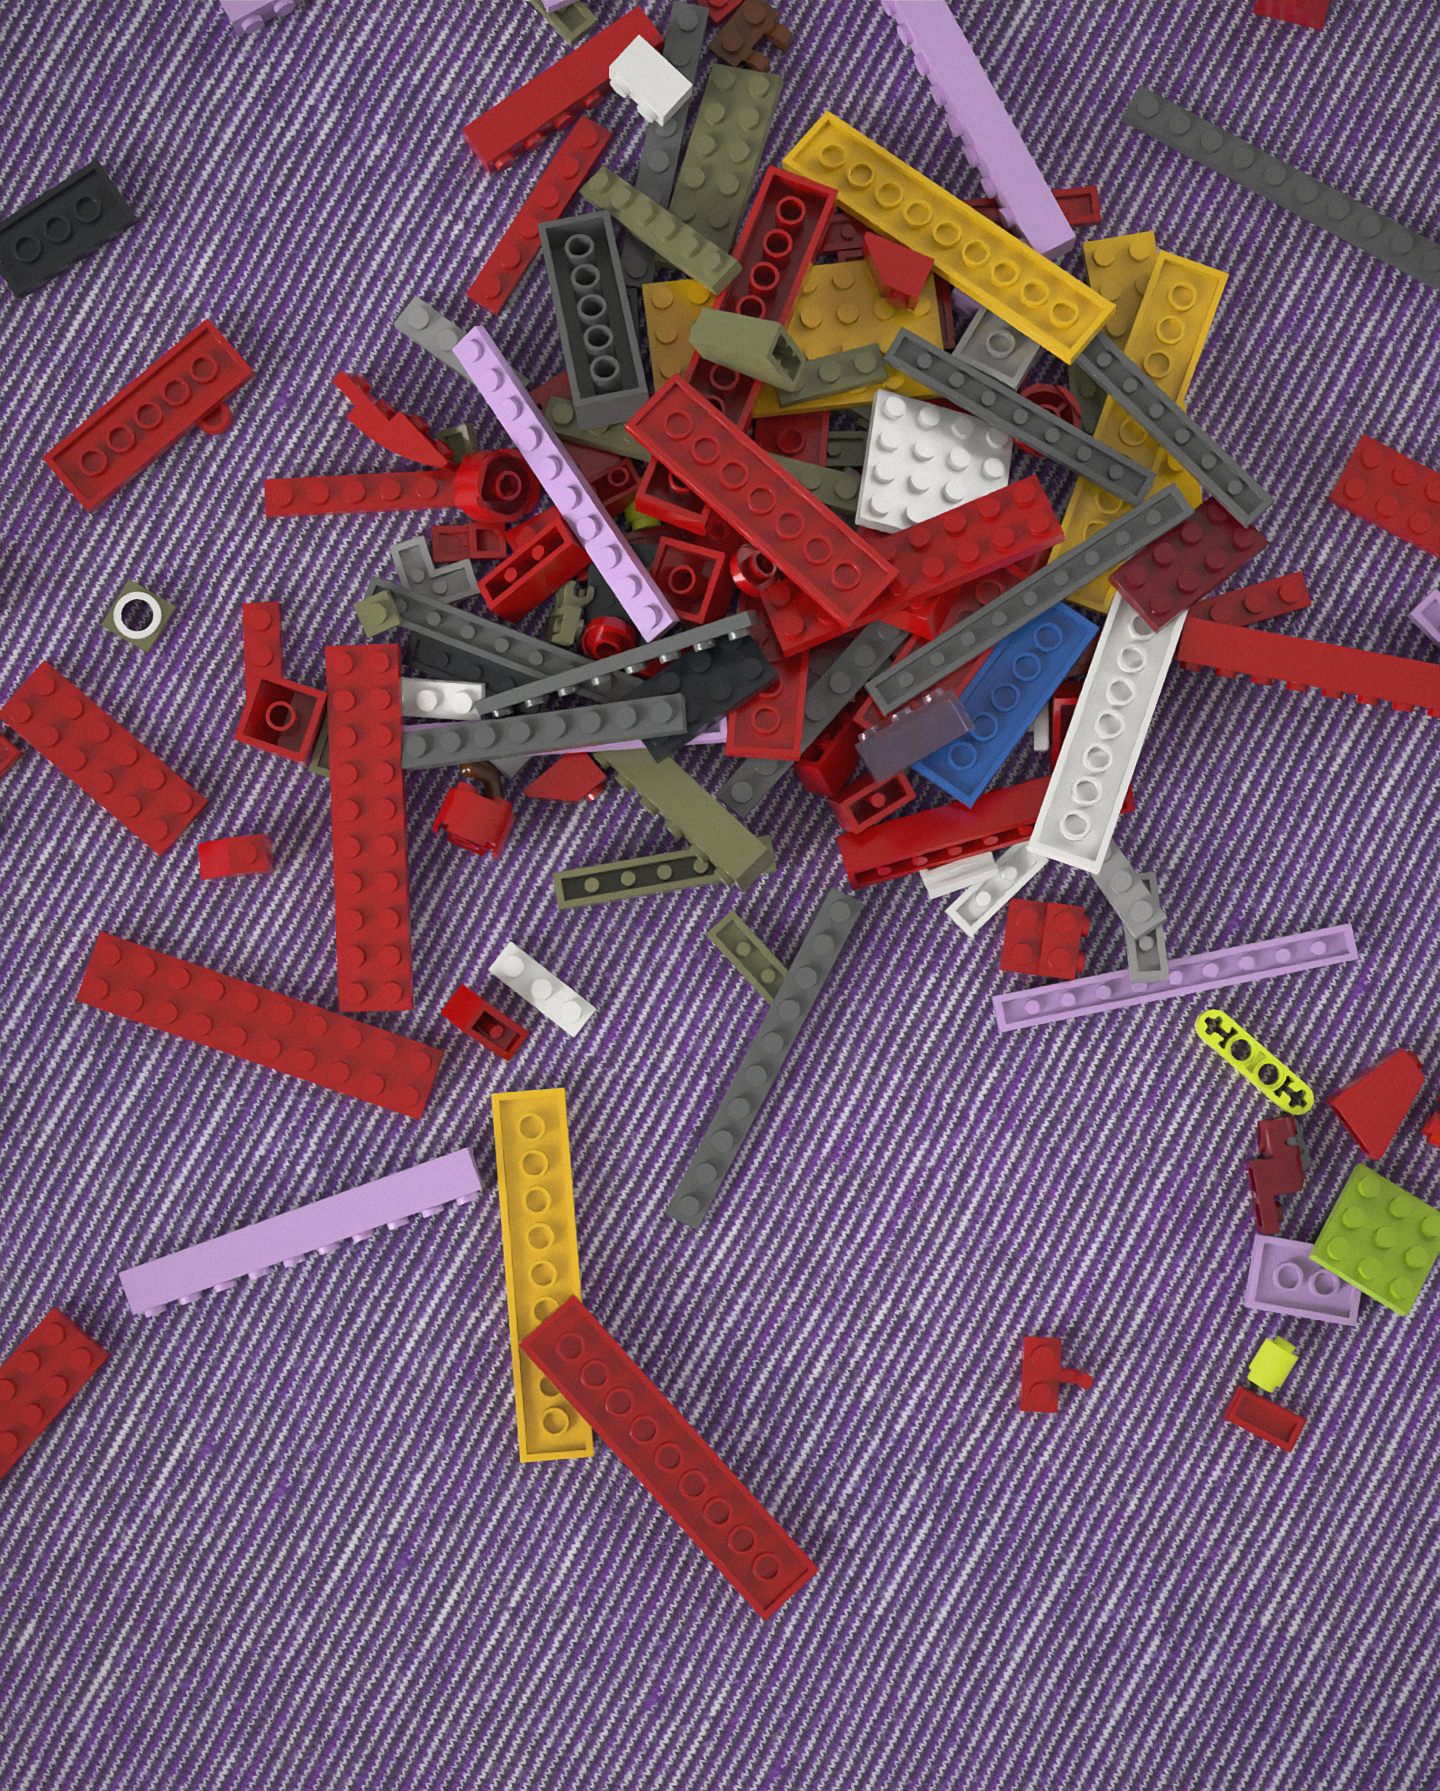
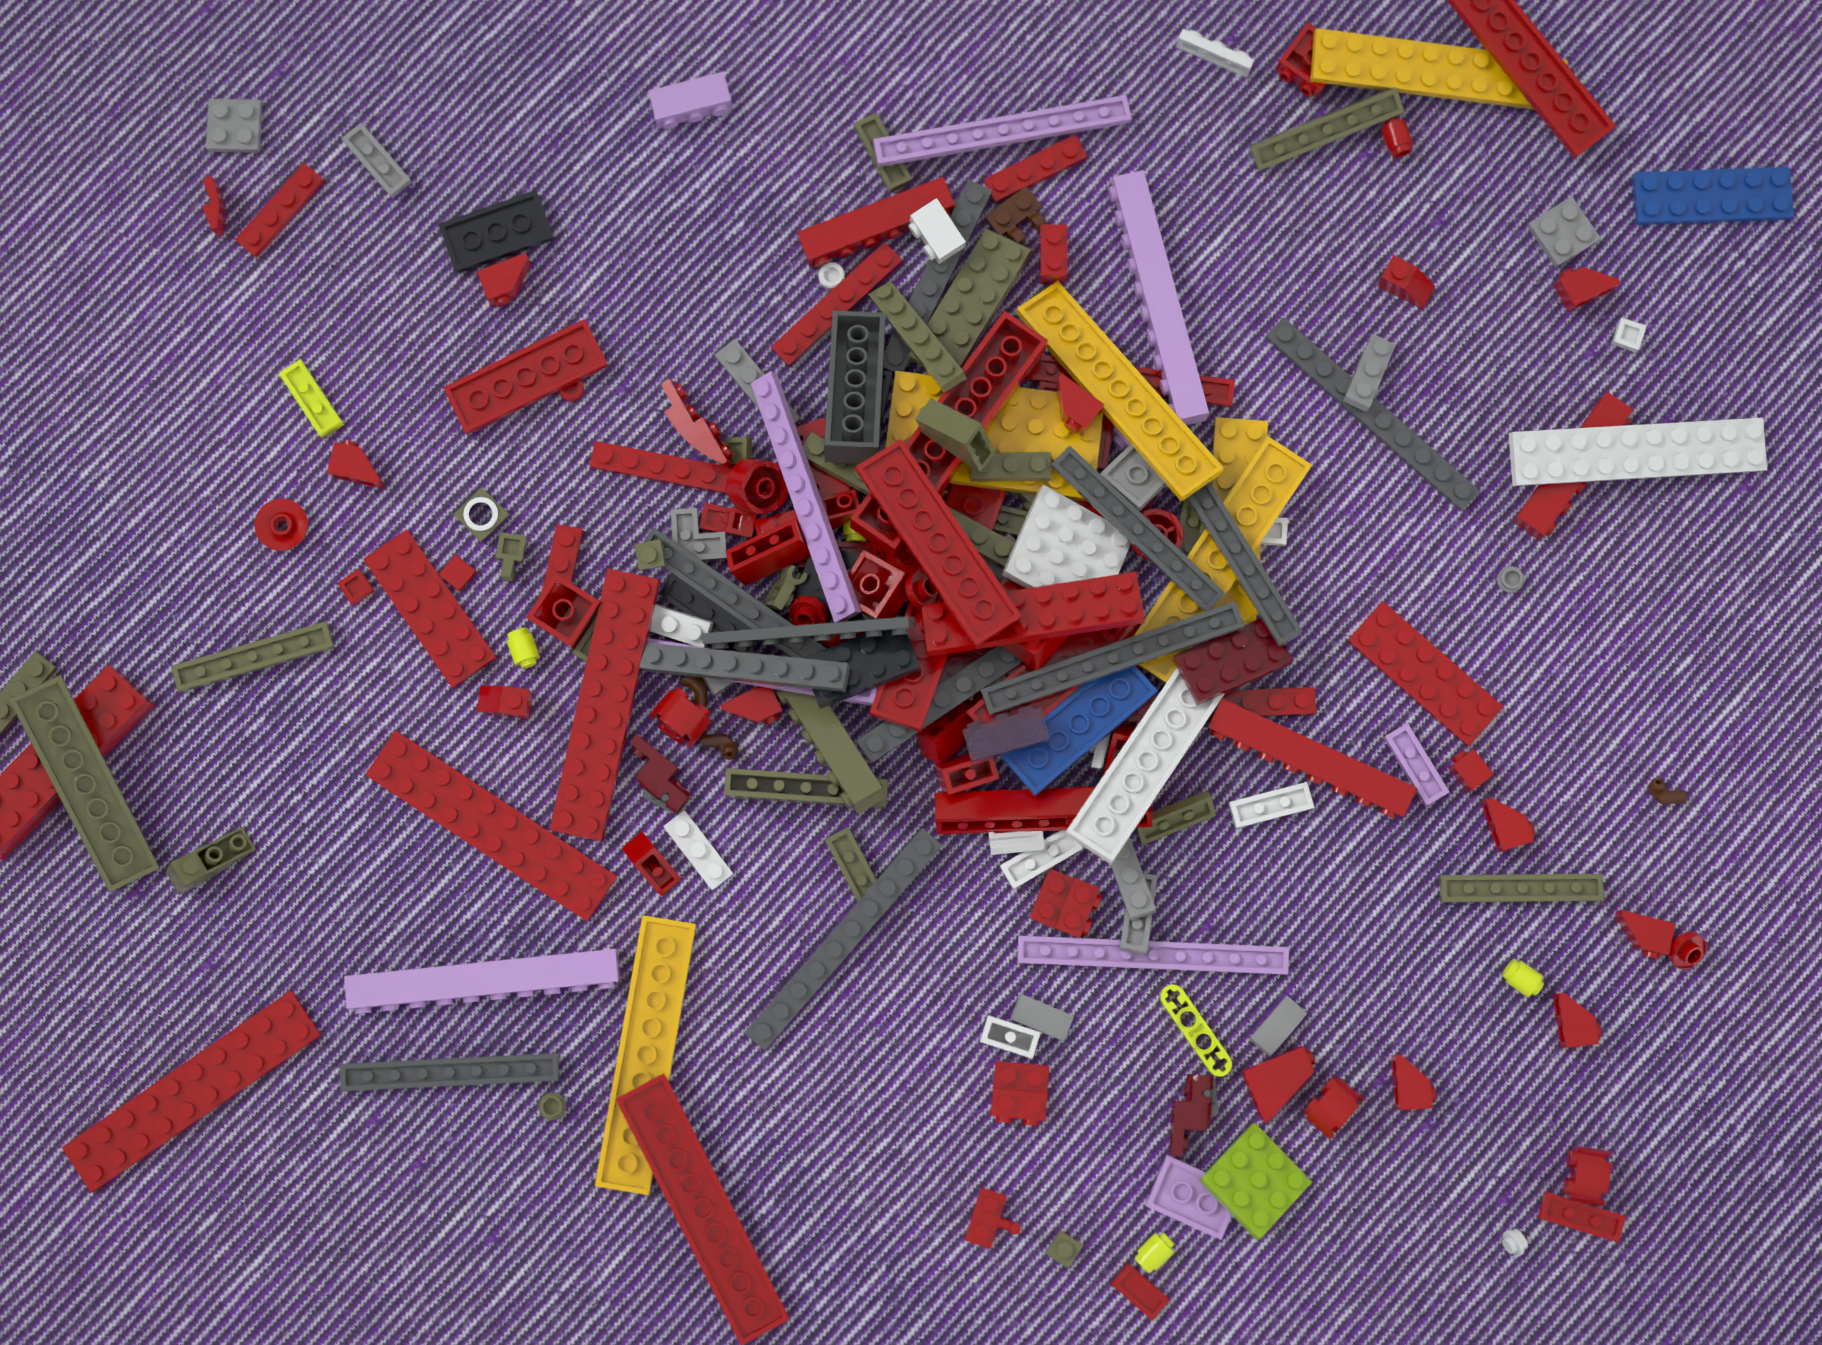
camera: 10 degrees right, 5 degrees down
(86, 291) = (504, 279): none -> red slope
(128, 702) = (457, 573): none -> red tile
(190, 654) = (510, 550): none -> olive plate
(240, 780) = (523, 648): none -> neon yellow brick
(291, 1362) = (449, 1072): none -> dark grey plate
(437, 1372) = (552, 1106): none -> olive plate
(465, 908) = (658, 780): none -> dark red plate
(522, 178) = (831, 275): none -> white tile
(537, 839) = (722, 743): none -> reddish brown arm
(812, 74) = (1053, 253): none -> red brick
(1015, 1132) = (1010, 1037): none -> white brick
(1044, 1201) = (1019, 1092): none -> red plate
(1049, 1095) = (1042, 1017): none -> light grey slope
(1152, 1388) = (1063, 1249): none -> olive plate
(1165, 787) = (1177, 817): none -> olive plate
(1204, 378) = (1277, 533): none -> white plate
(1272, 131) = (1369, 372): none -> light grey plate
(1282, 741) = (1271, 805): none -> white plate
(1361, 1029) = (1278, 1026): none -> light grey slope

